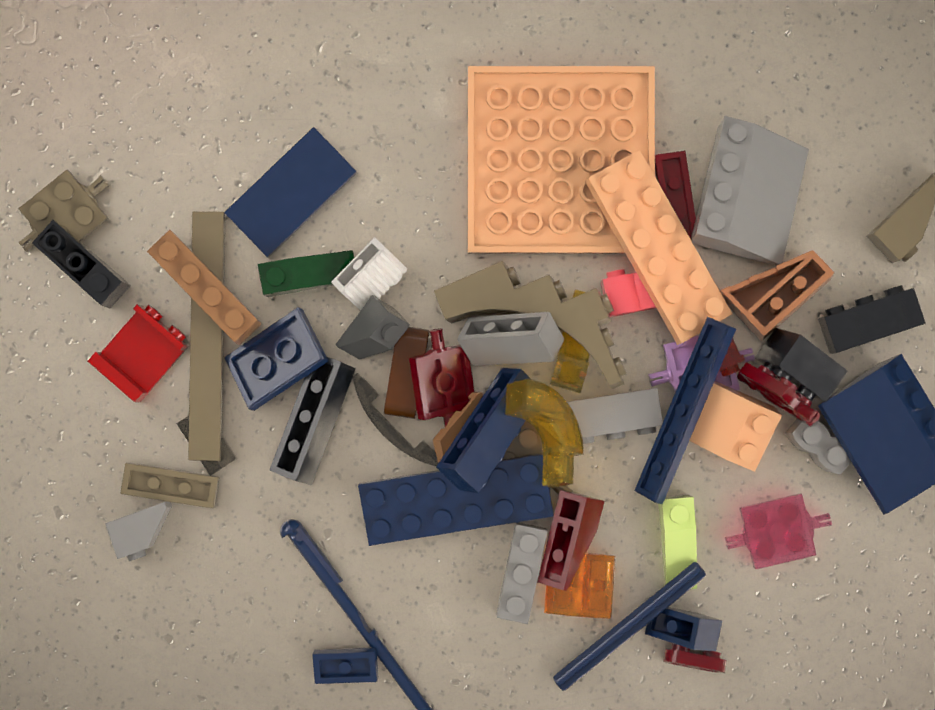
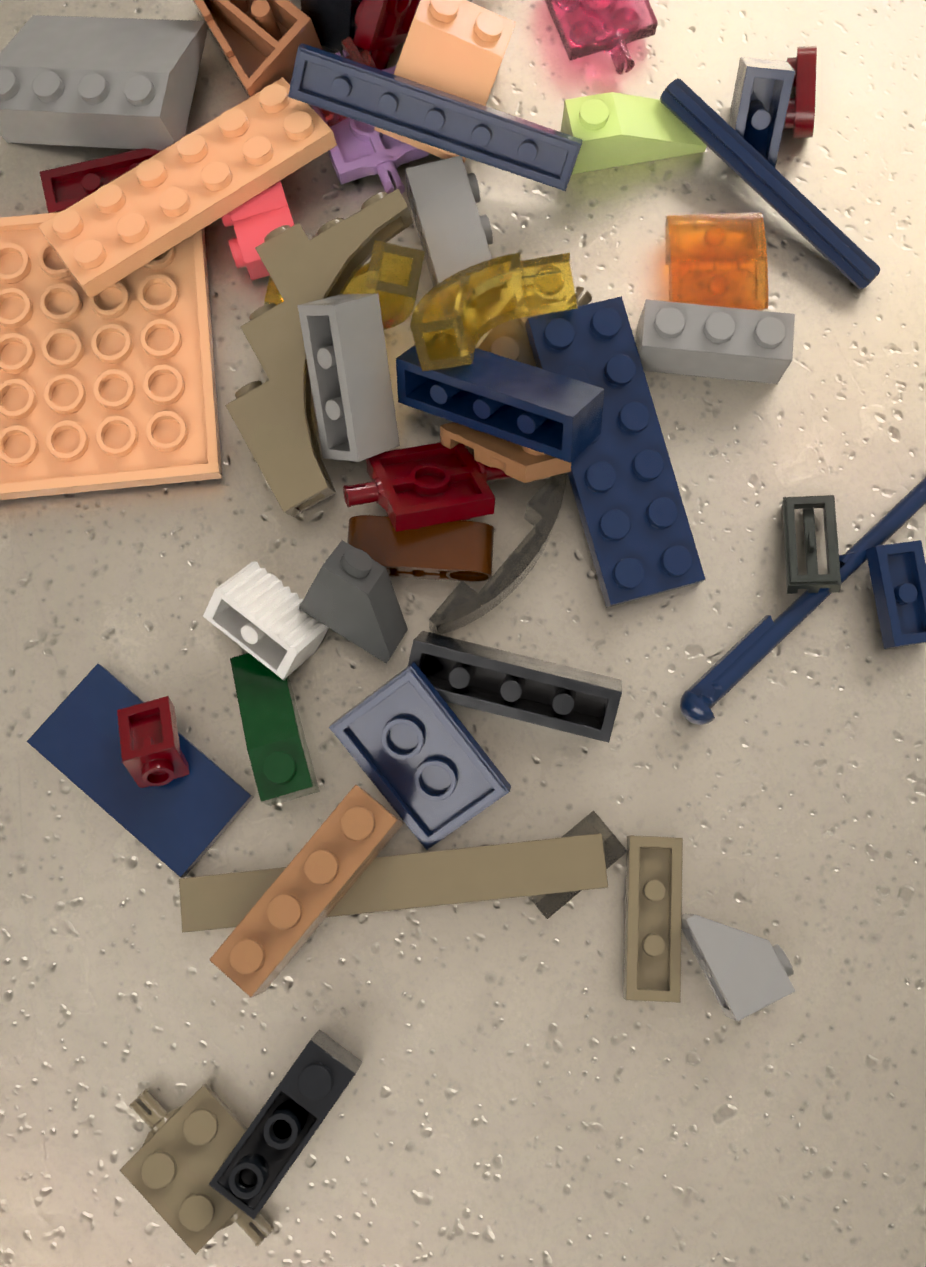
camera: 100 degrees left, 10 degrees down
(140, 353) = (433, 997): red panel -> none
(301, 201) = (151, 743): none -> dark red bracket
(357, 611) = (812, 580): none -> pearl dark grey tile
(569, 538) = (655, 272): dark red slope -> none

